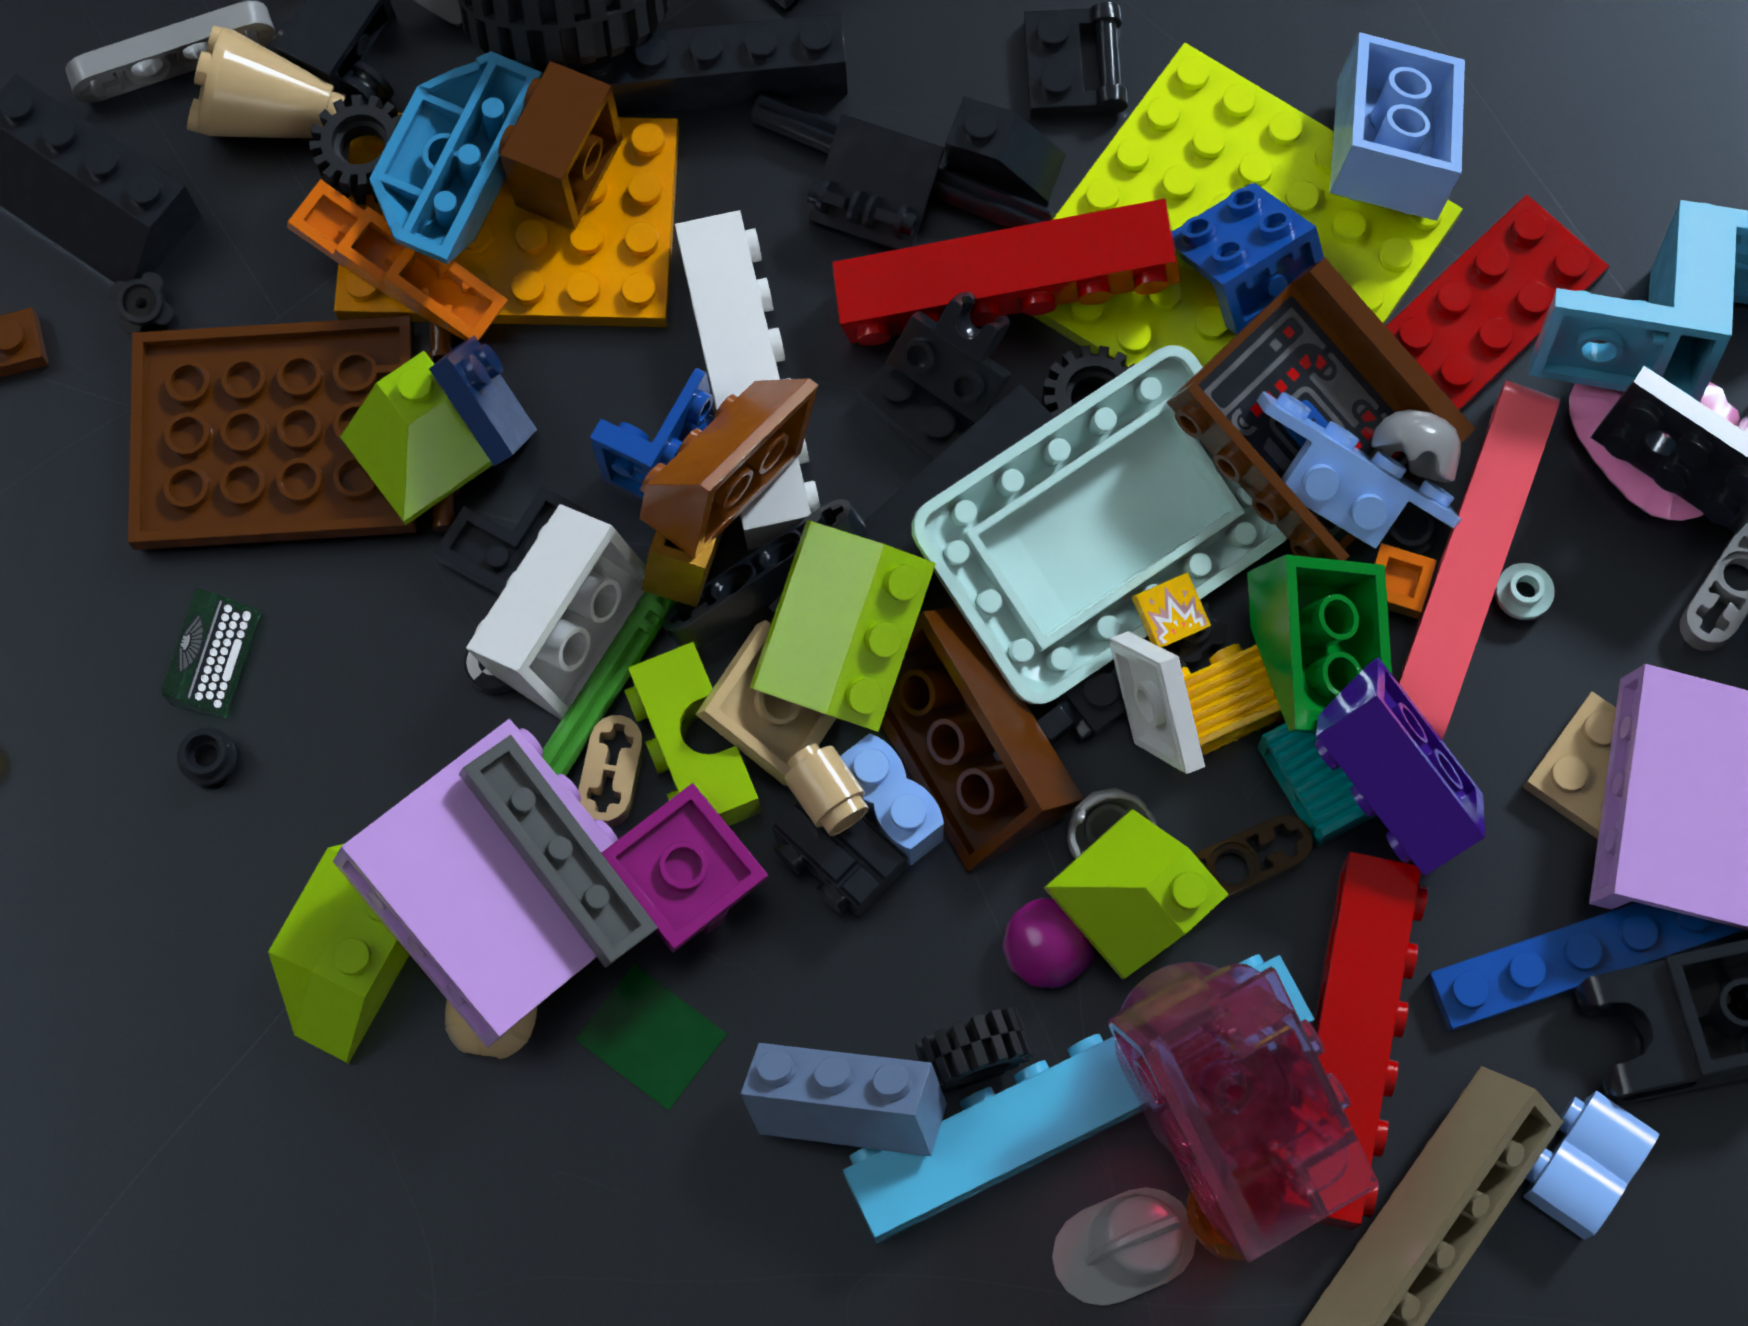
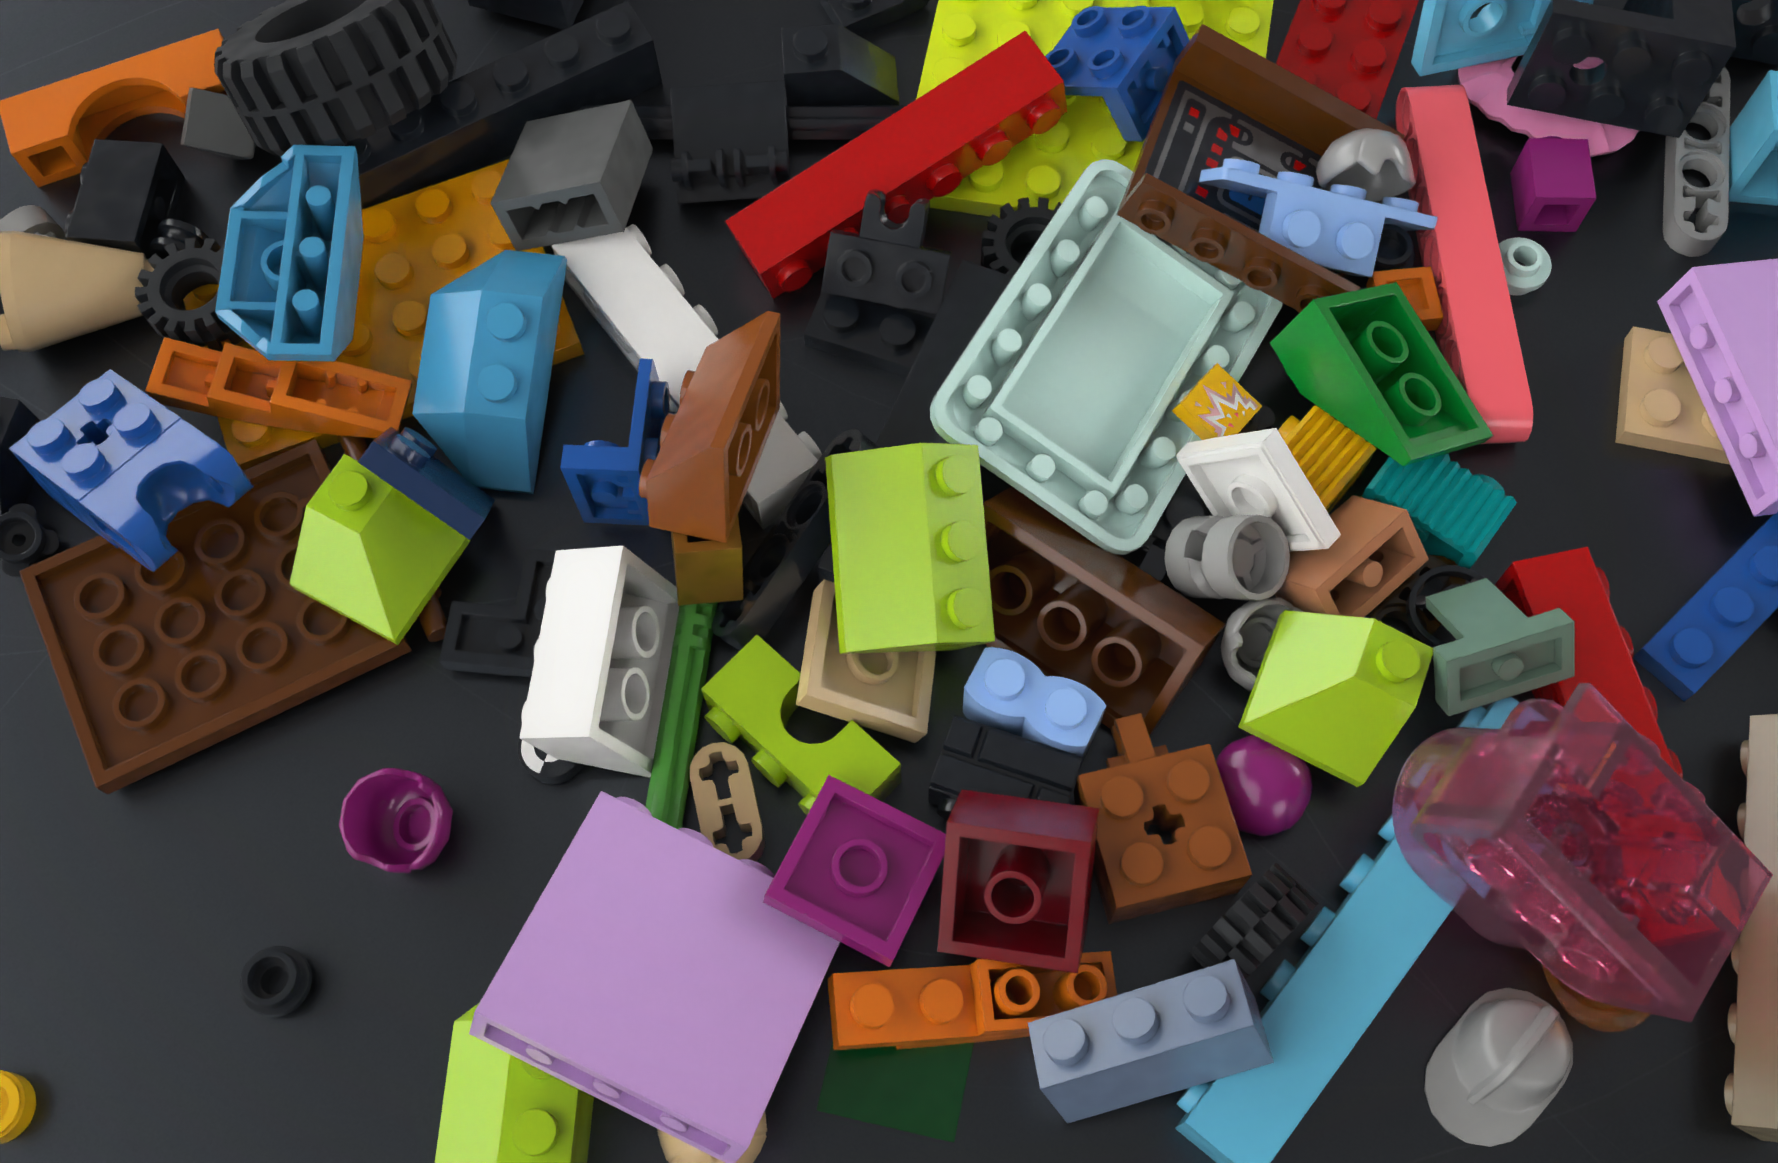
camera: 25 degrees left, 5 degrees down
(210, 653) = (235, 869): slope -> none
(250, 281) = (128, 466): none -> blue brick
(346, 670) = (395, 820): none -> magenta hair
(557, 850) = (719, 909): dark grey plate -> none
(561, 144) = (402, 207): reddish brown brick -> none
(580, 313) = (491, 367): none -> dark azure wedge
(720, 166) = (573, 176): none -> dark grey brick
(722, 1007) = (958, 1002): none -> orange slope
(803, 930) = (1017, 880): none -> dark red brick
(826, 788) = (971, 720): tan brick -> none
(946, 905) = (1181, 796): none -> dark orange hinge
(1110, 744) = (1227, 557): none -> light grey wheel
(1221, 799) = (1361, 567): none -> nougat brick
(1283, 910) = (1495, 645): none -> sand green piece
(1401, 770) = (1529, 459): dark purple slope -> none
(1594, 528) = (1552, 184): none -> magenta brick

